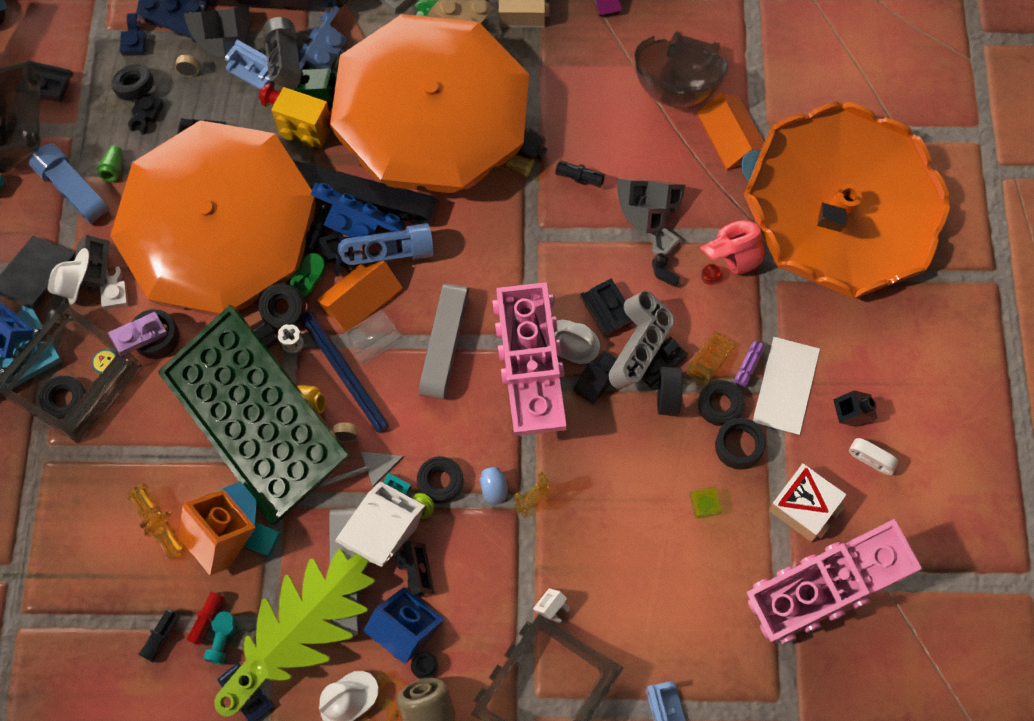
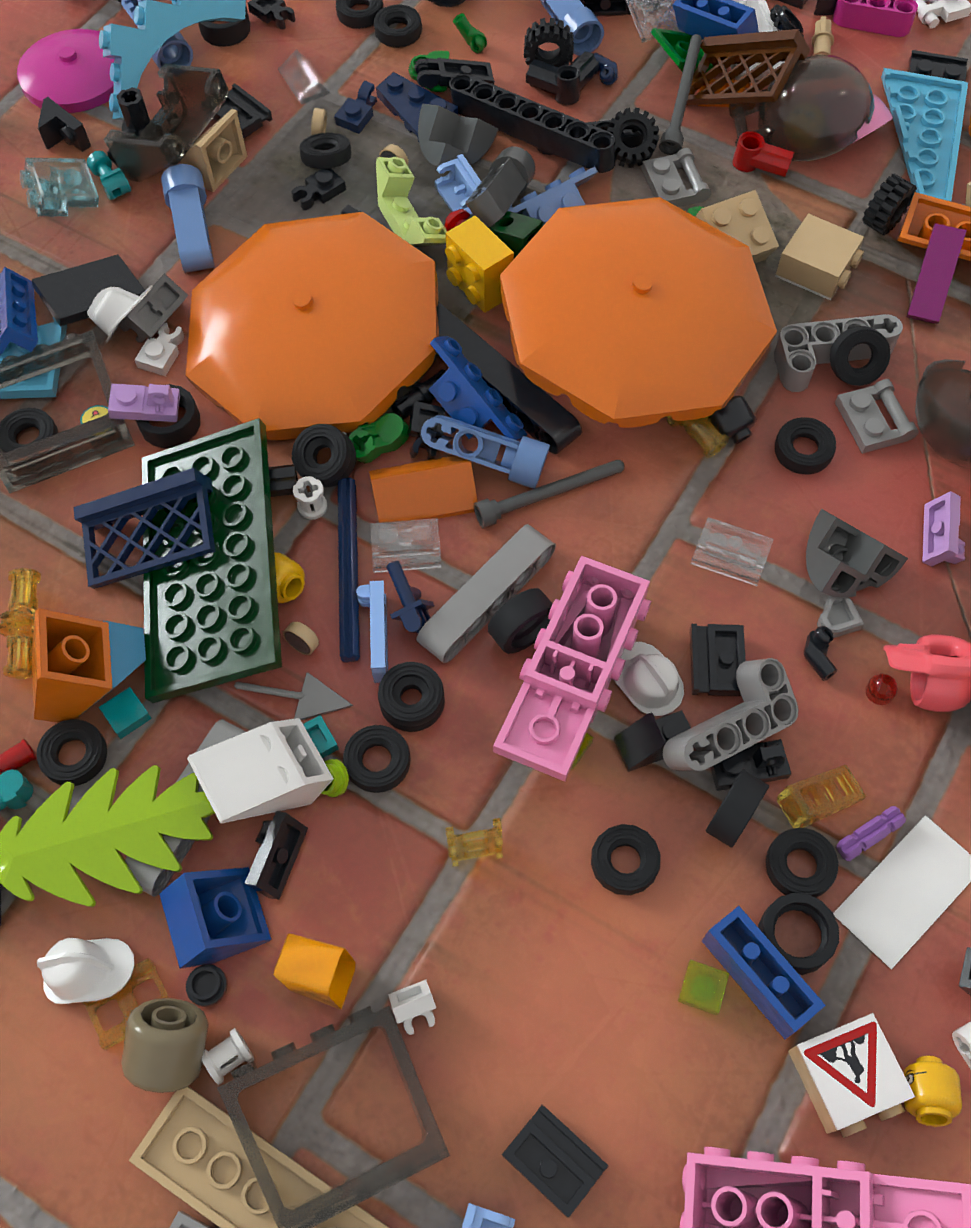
camera: 30 degrees right, 5 degrees down
(55, 121) = (218, 151): none -> tan slope
(73, 30) = (303, 78): none -> clear slope
(110, 165) = (245, 222): bright green cone -> none
(112, 62) = (319, 121): none -> tan tile
(189, 397) = (146, 501): none -> dark blue fence
(202, 87) = (393, 187): none -> yellowish green slope
(237, 569) = (56, 737): none -> black tyre
(377, 381) = (375, 598): none -> light blue hinge
(407, 378) = (415, 610): none -> dark blue arm
(412, 287) = (489, 511): none -> dark grey piece
(430, 418) = (411, 676): none -> black tyre
(464, 694) = (226, 1056): none -> white bush
(479, 347) = (520, 620): none -> black tyre
(486, 618) = (315, 969): none -> light orange piece
(494, 485) = (438, 803): light blue piece -> none
(573, 60) = (873, 369): none -> black tyre
(578, 234) = (732, 551): none -> clear plate
(580, 173) = (776, 482): black pin -> none
(583, 126) = (800, 462): none -> black tyre
(587, 42) = (810, 343): none -> light grey beam
(611, 102) = (868, 422): none -> light grey plate
(621, 441) = (620, 882): none -> black tyre
(678, 640) = (555, 1161): none -> black plate
(695, 155) = (942, 531): none -> lavender hinge
(733, 475) = (762, 972): none -> blue brick
(855, 486) = (935, 1091): none -> yellow head

